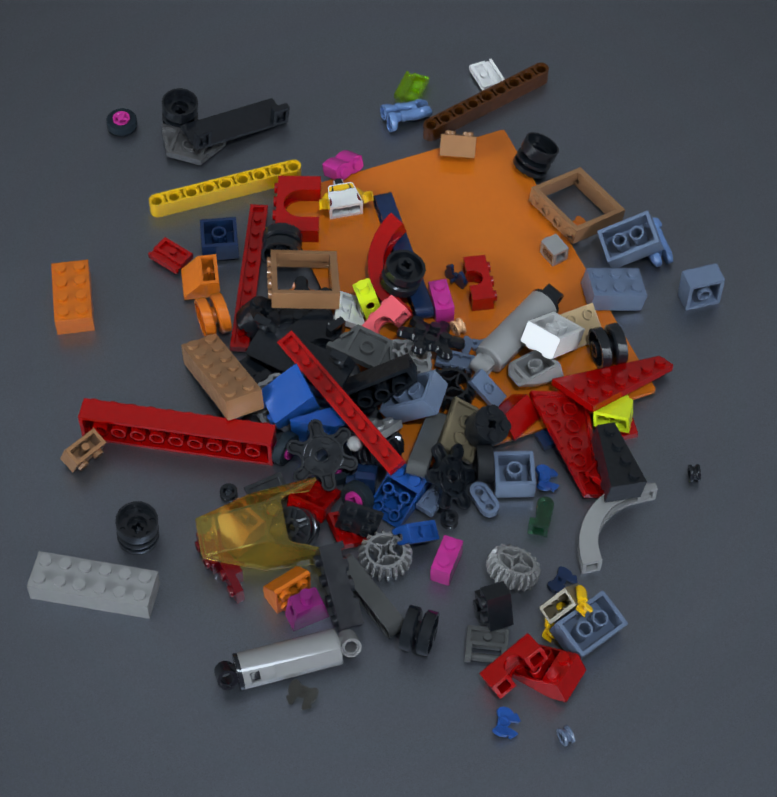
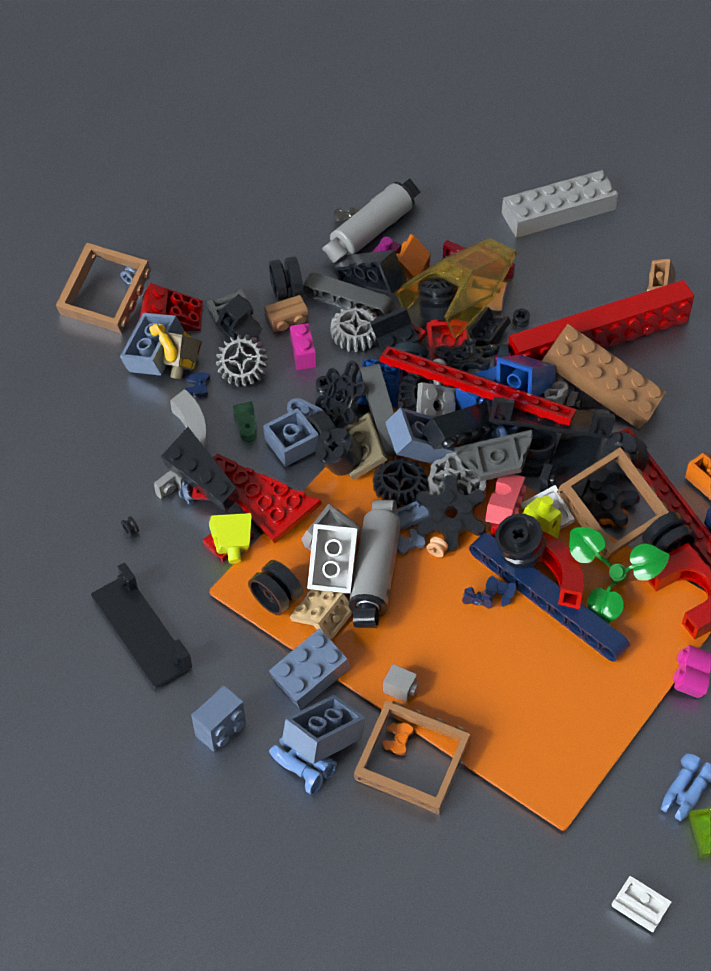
camera: 150 degrees right, 0 degrees up
(137, 527) = (563, 246): black wheel -> none
(213, 314) = (667, 436): orange wheel -> none
(344, 199) = (656, 623): white torso -> none
(358, 243) = (646, 560): none -> green plant
(417, 532) = (340, 345): blue hinge -> none
(431, 274) = (507, 590): none -> dark blue piece
(441, 300) = (471, 561): dark pink brick -> none
(444, 602) = (286, 313): none -> medium nougat brick
(458, 145) = (594, 764): medium nougat slope -> none
(477, 270) = (460, 617): red arch -> none
(485, 101) = (607, 867): reddish brown beam -> none
(486, 388) = (364, 493): sand blue plate -> none
(505, 718) = (181, 261): blue piece -> none
(520, 413) = (330, 487): red slope -> none
(523, 653) = (197, 290): red arch -> none
(536, 155) = (484, 795): black wheel -> none
(544, 475) = (261, 452): blue piece -> none
(580, 745) = (78, 276): none -> medium nougat window
(605, 385) = (260, 538): red wing -> none
(725, 388) = (141, 629): none -> black bracket

